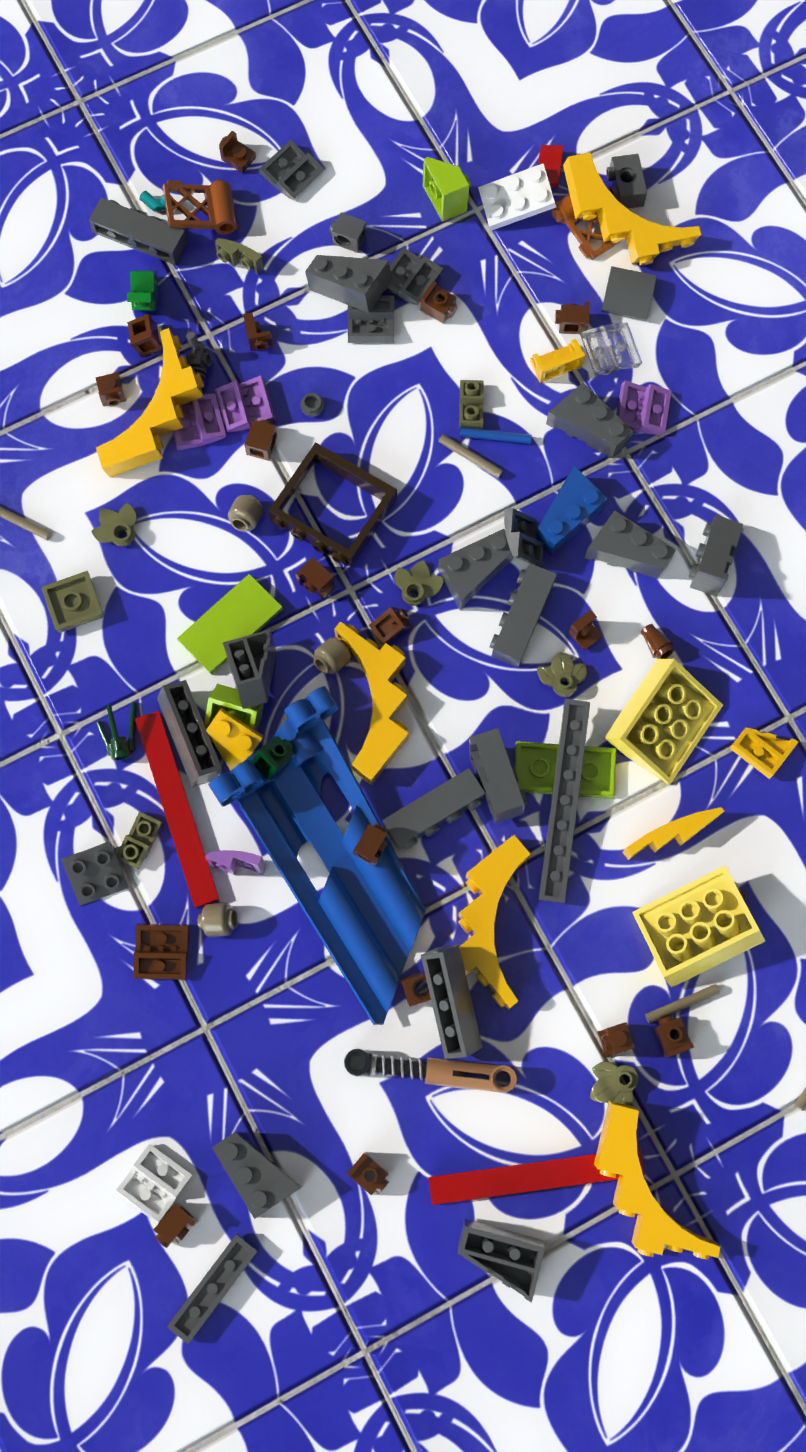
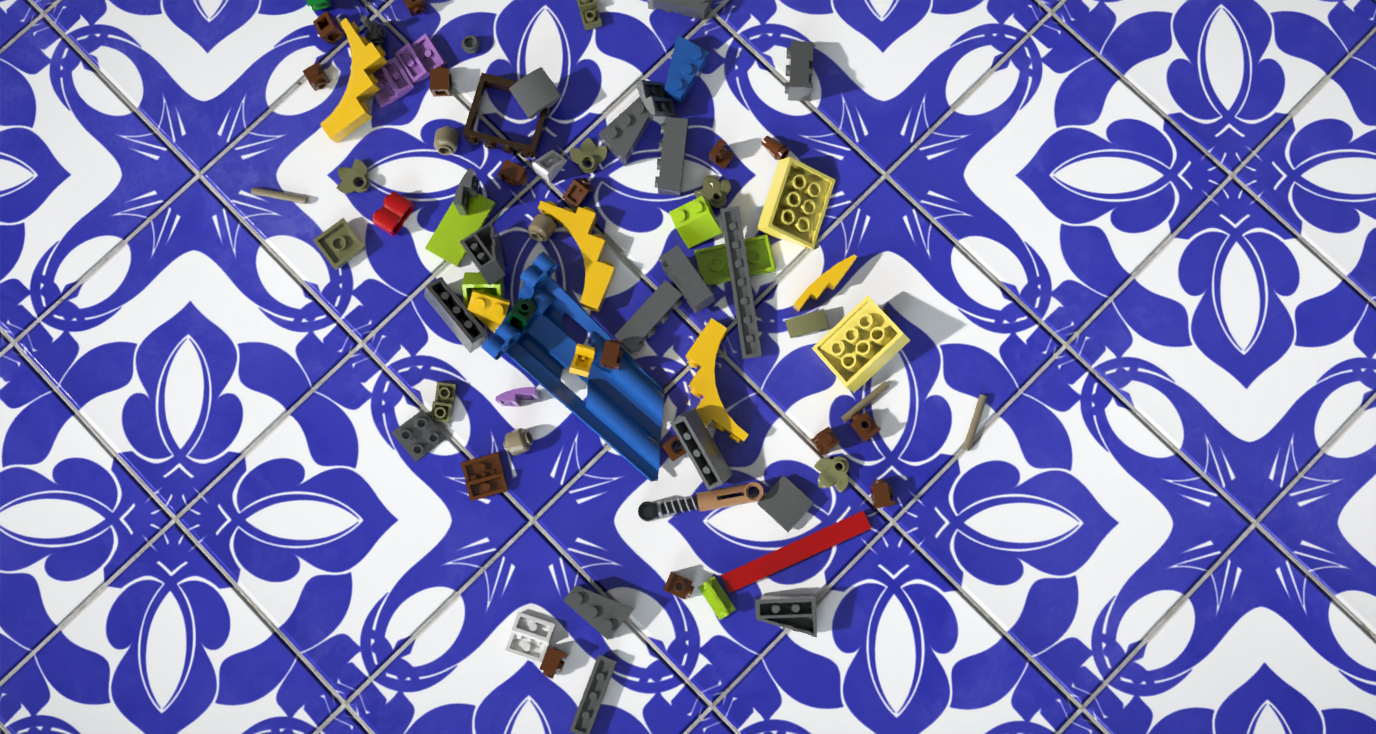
camera: 10 degrees left, 5 degrees up
(119, 748) = (408, 341): dark green plant -> none
(151, 583) = (393, 213): none -> red brick
(177, 809) = (463, 372): red tile -> none
(251, 580) = (466, 189): none -> dark grey slope
(332, 839) = (582, 360): none -> yellow bracket
(364, 581) = (549, 165): none -> white slope
(374, 486) = (535, 92): none -> dark grey slope
(413, 1206) = (716, 598): none -> lime hinge
(470, 456) = (600, 49): dark tan bar -> none
(495, 435) = (613, 28): blue bar -> none
(529, 706) = (695, 222): none -> lime slope
(540, 1107) = (785, 503): none -> dark grey slope
(630, 547) = (736, 83): dark grey wedge -> none
(632, 1195) = (887, 561): yellow arch -> none
(635, 878) = (807, 323): none -> olive slope
(670, 1133) = (881, 494): none -> reddish brown brick
(763, 750) = (872, 204): yellow wing -> none

